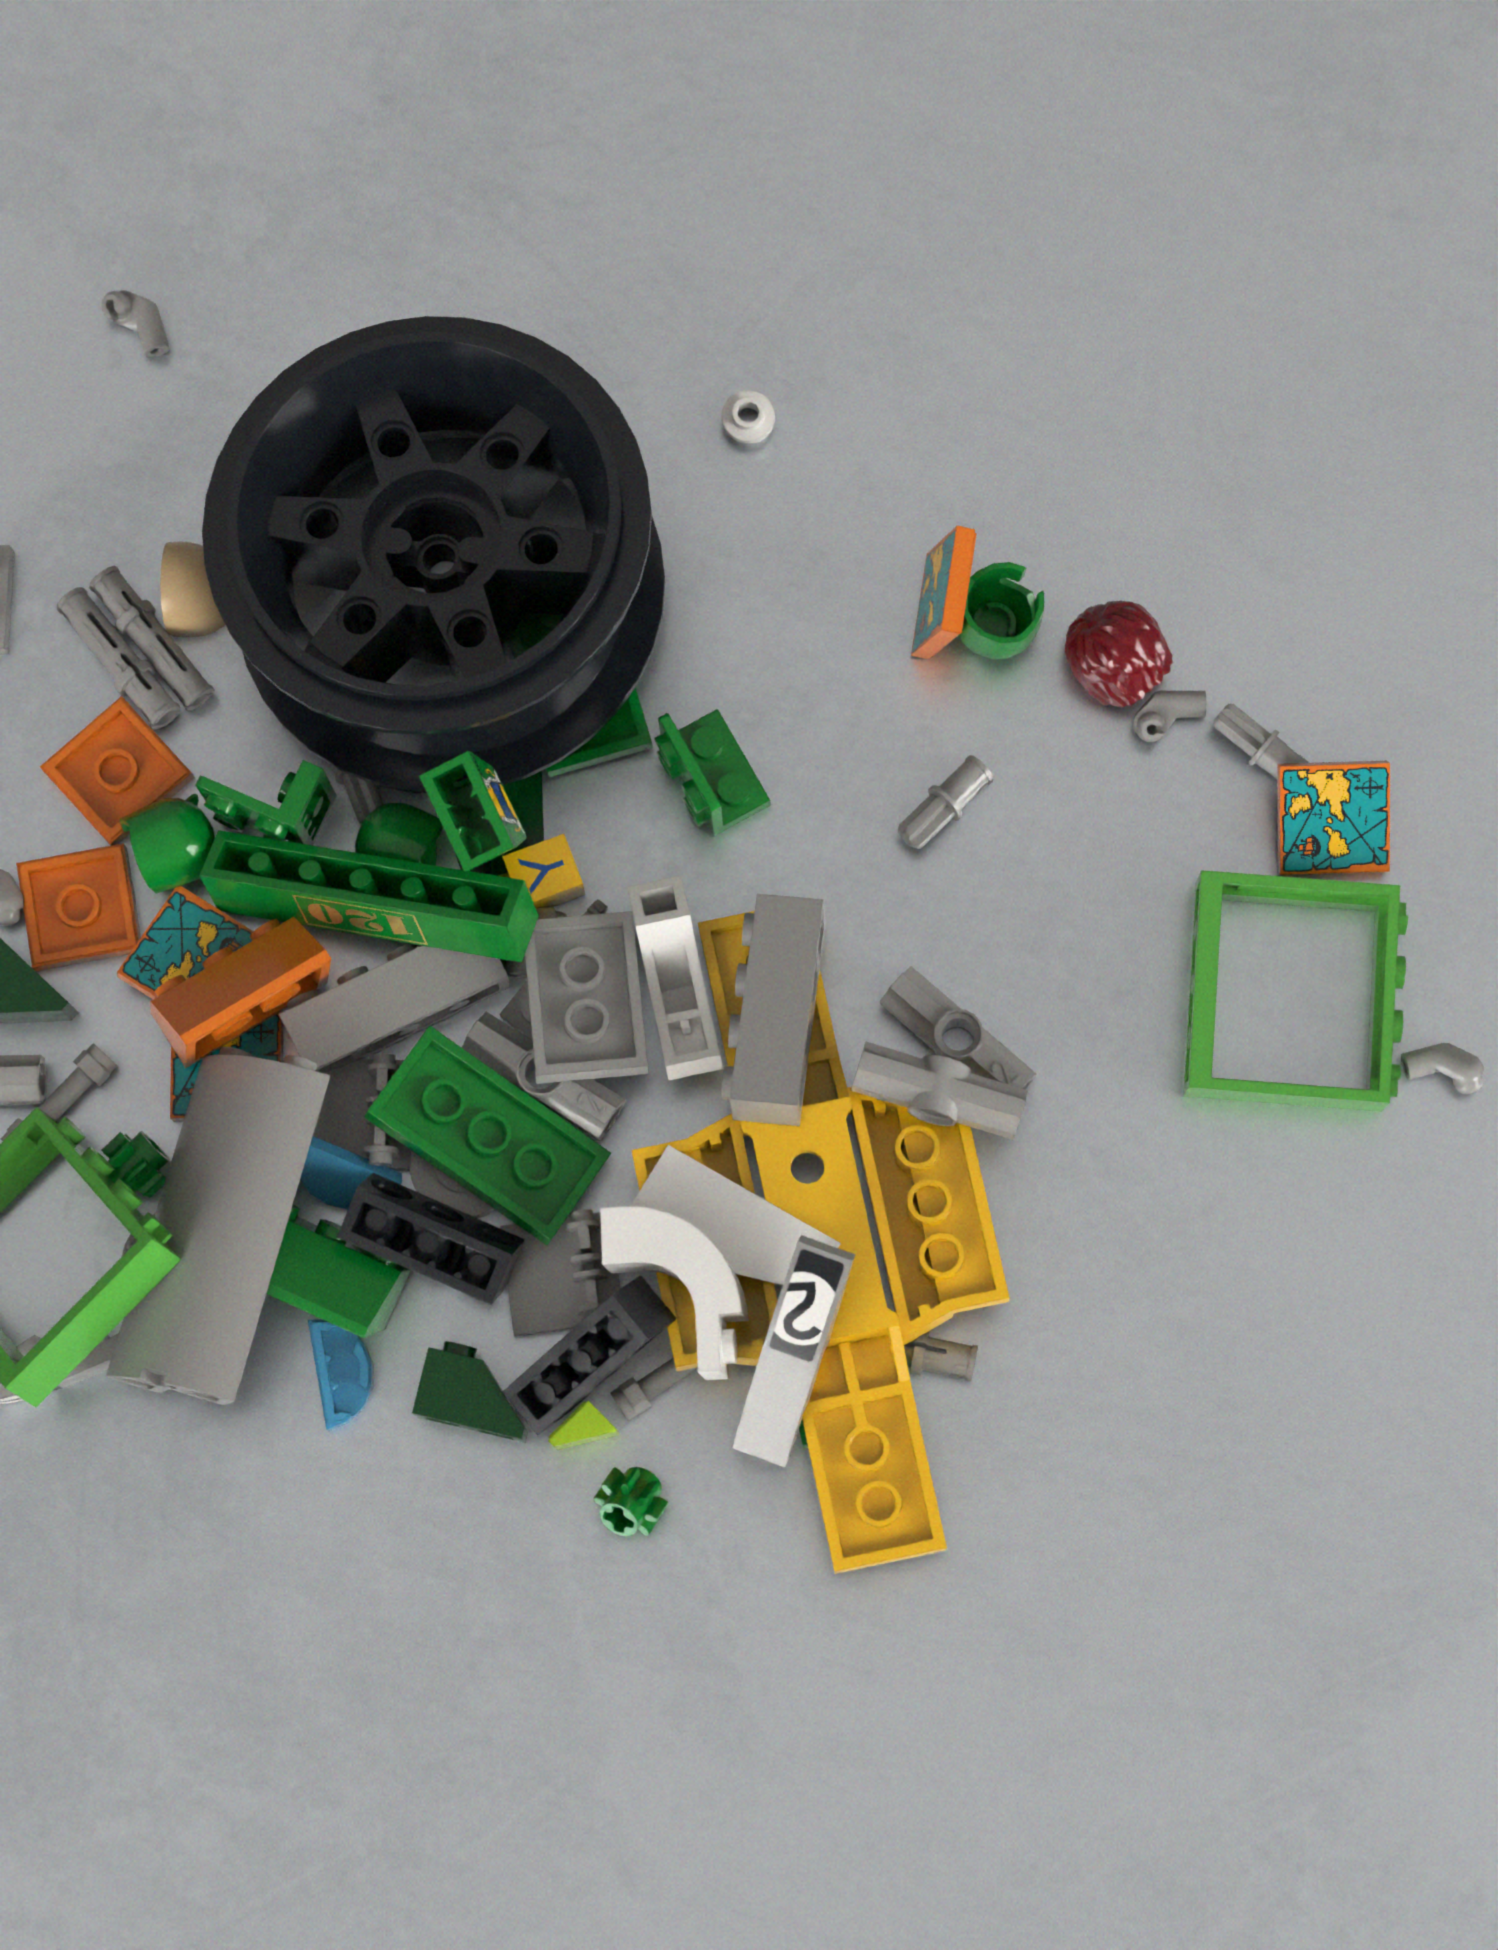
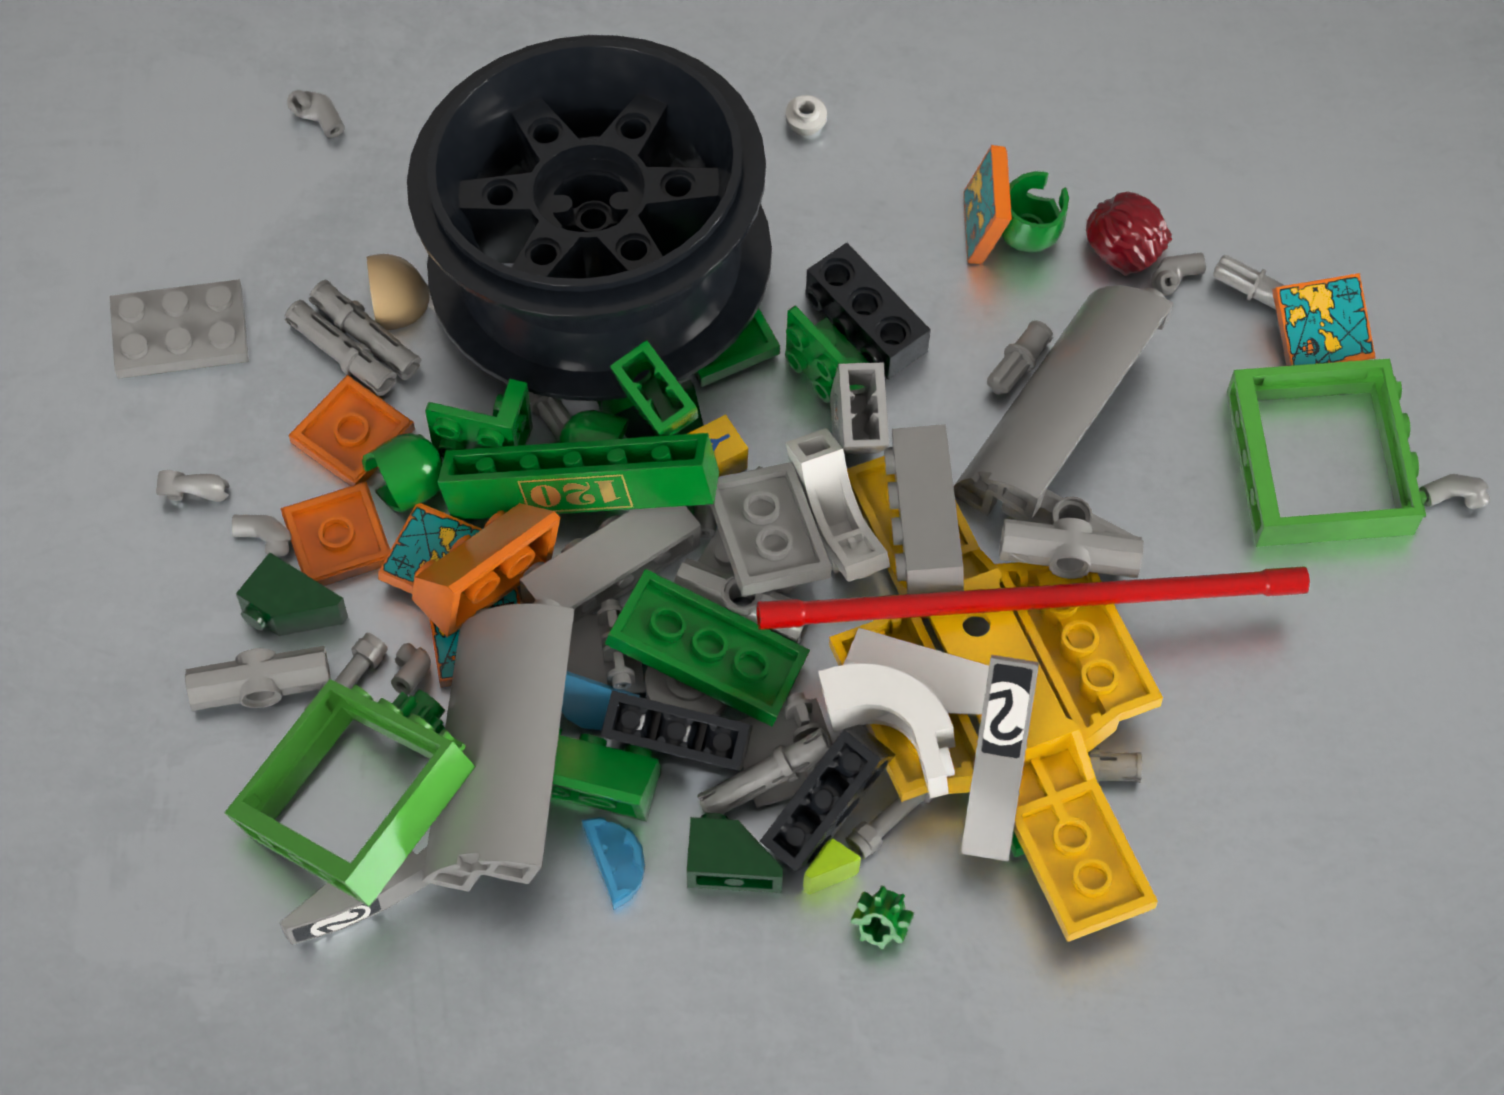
camera: 15 degrees left, 15 degrees down
(142, 1102) = (414, 665): none -> light grey arm
(545, 1301) = (782, 765): none -> light grey pin
(722, 865) = (860, 414): none -> light grey torso
(769, 683) = (866, 292): none -> black brick
(982, 874) = (1062, 399): none -> light grey cylinder
(1170, 1167) = (797, 613): none -> red piece

